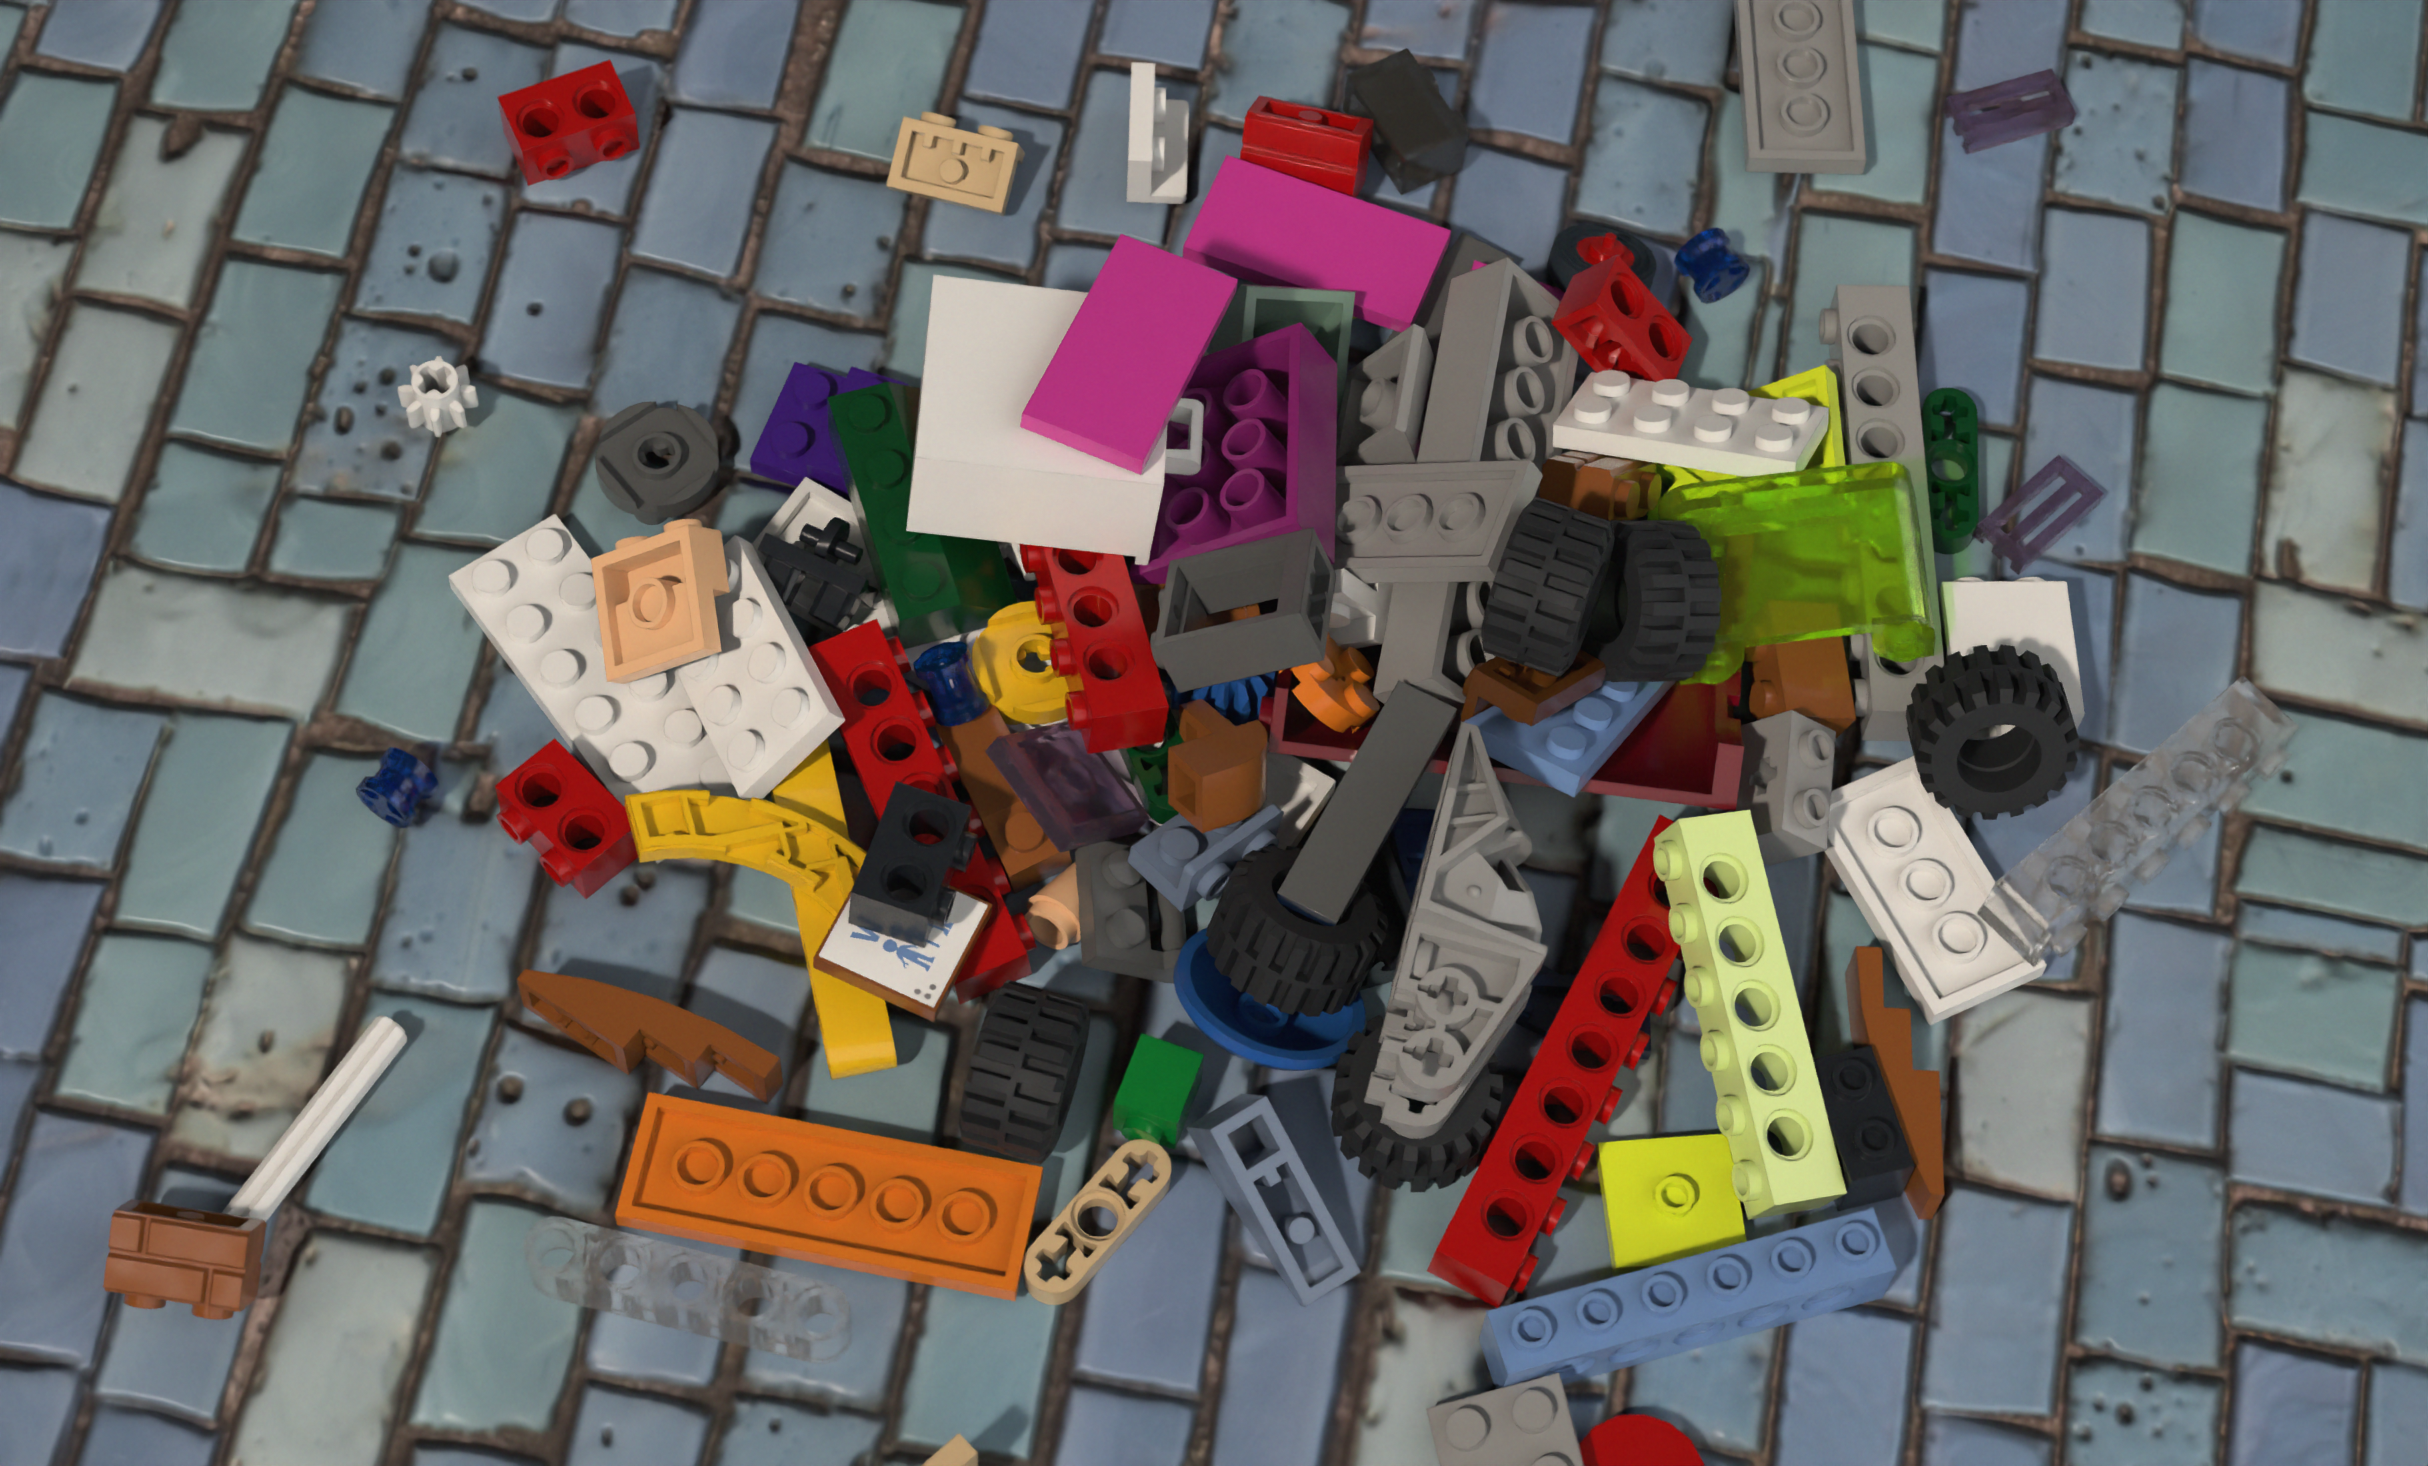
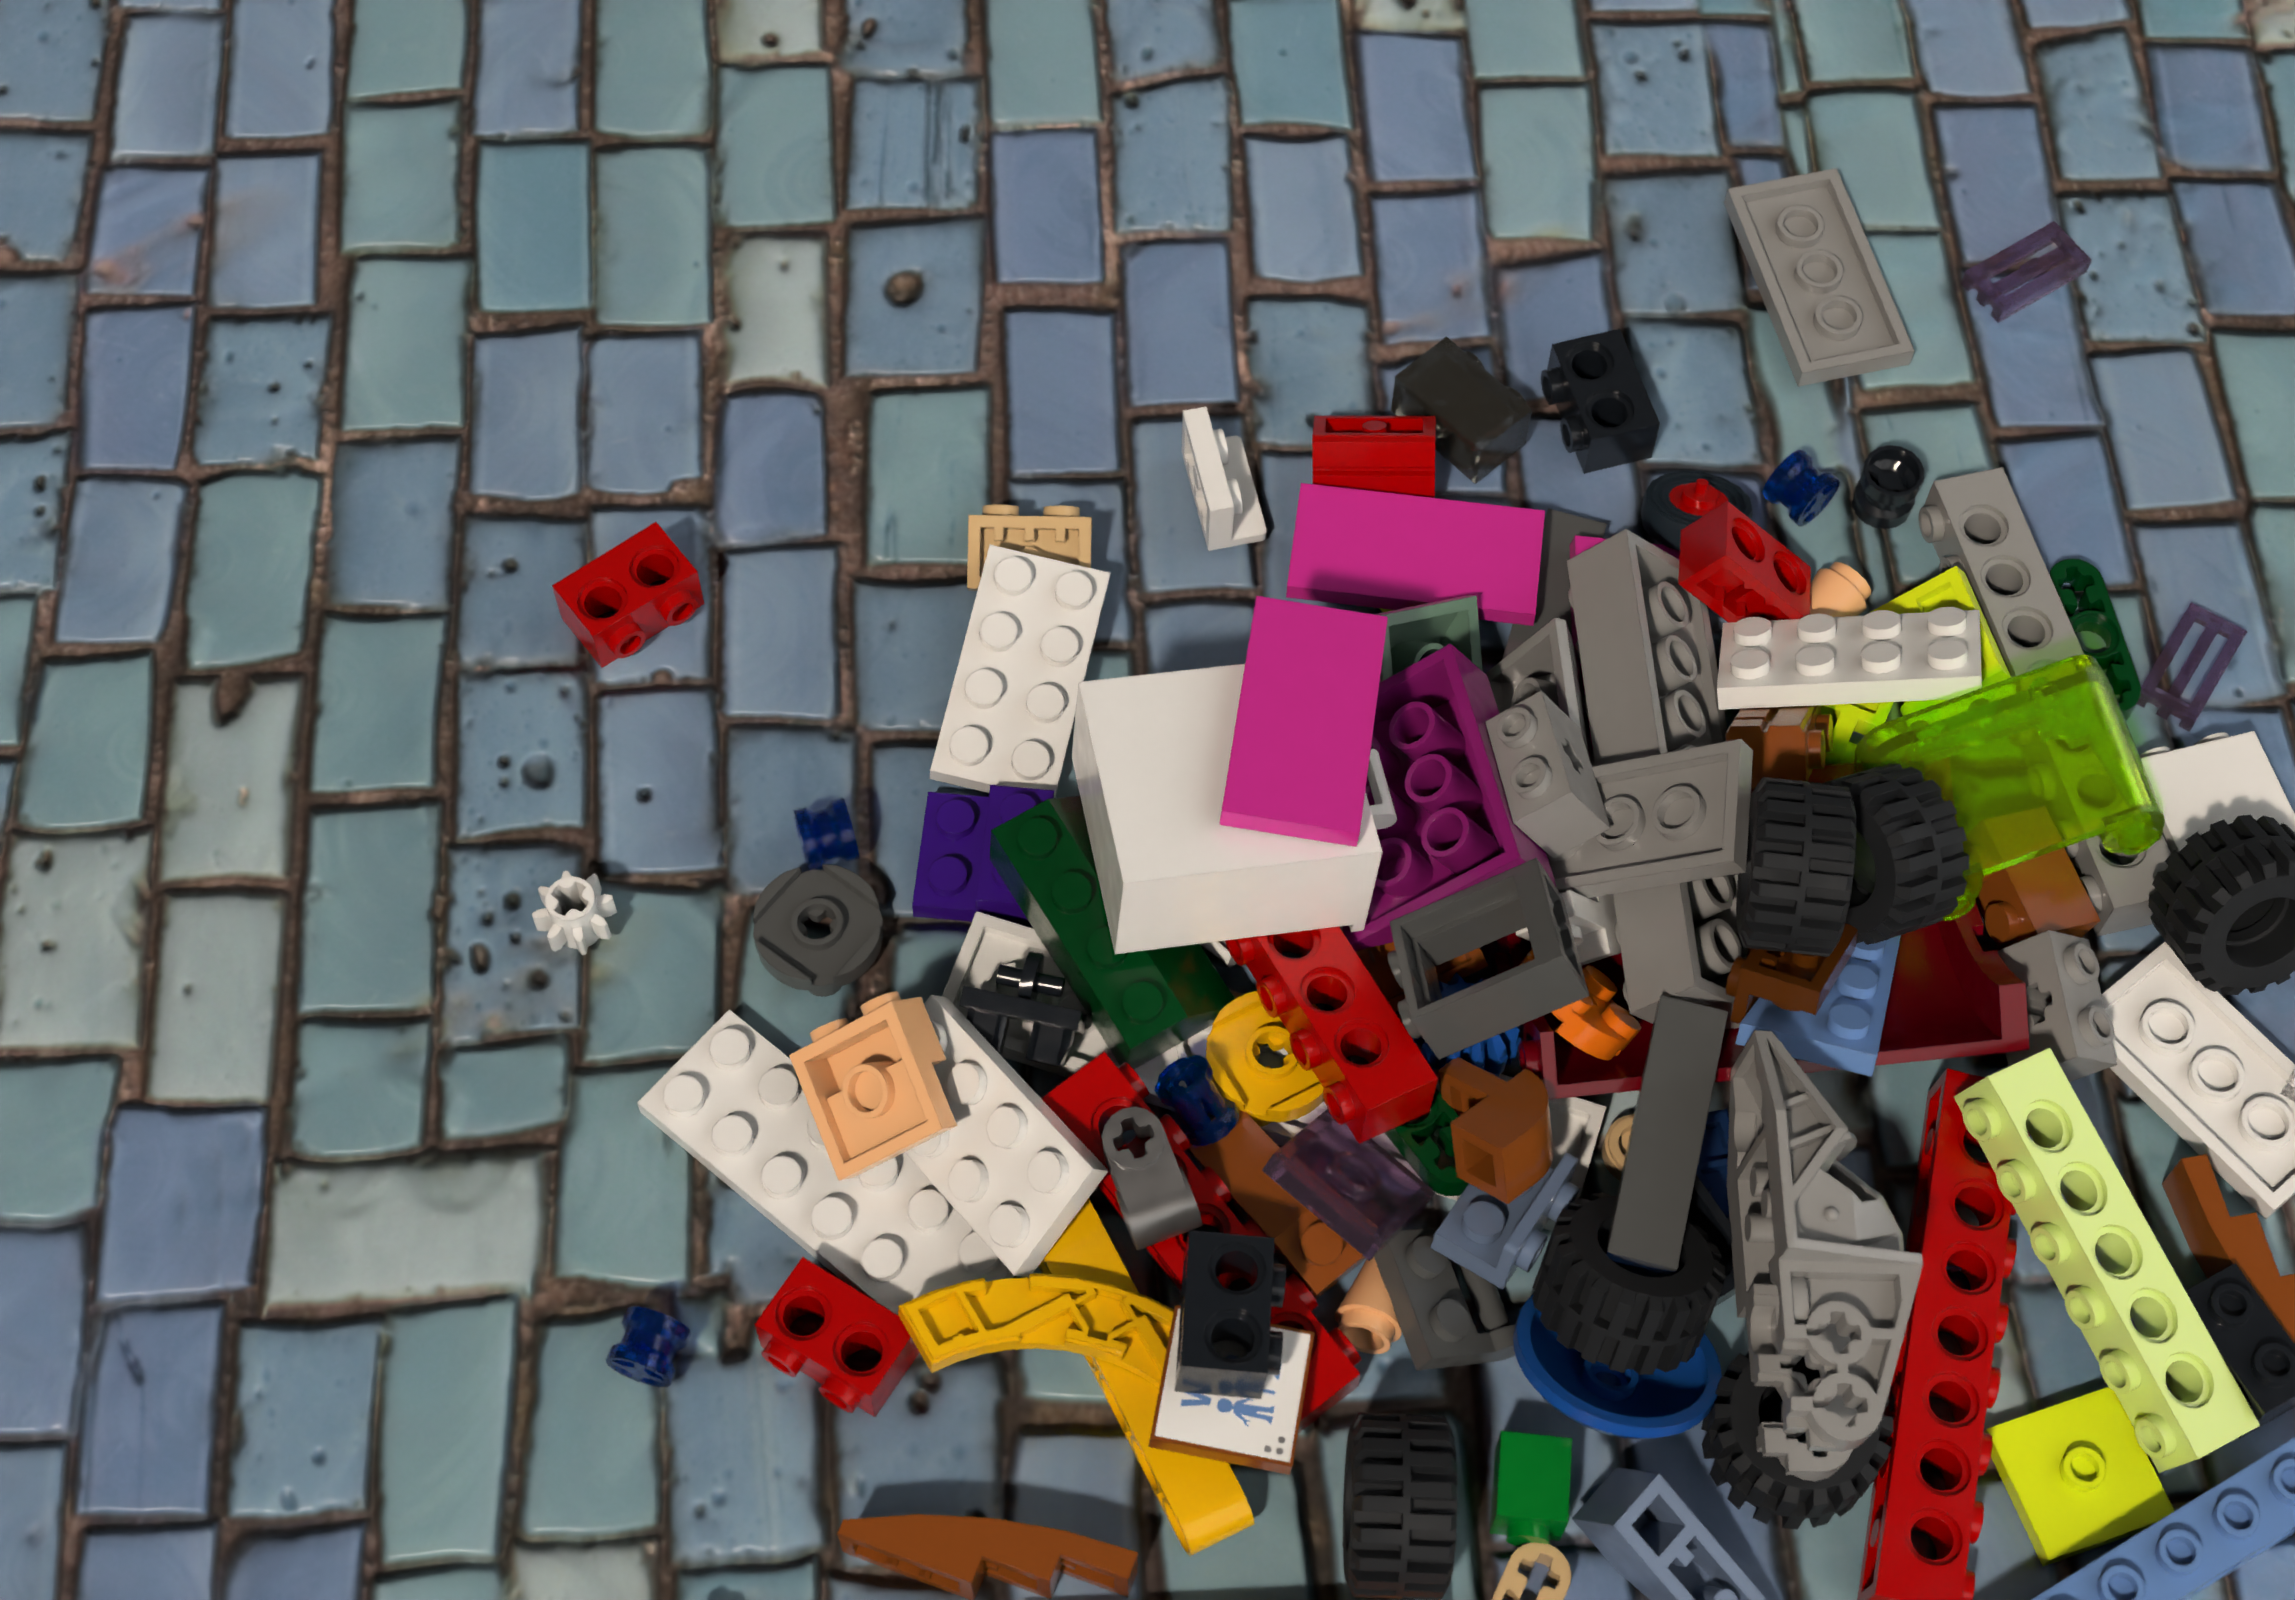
camera: 10 degrees left, 0 degrees up
(688, 377) = (826, 834): none -> clear blue wheel
(879, 741) = (1150, 1188): none -> flat silver piece
(925, 227) = (1019, 673): none -> white plate
(1354, 460) = (1547, 775): none -> light grey brick
(1543, 130) = (1608, 397): none -> black brick
(1712, 368) = (1838, 591): none -> light nougat cone
(1796, 282) = (1887, 487): none -> black wheel

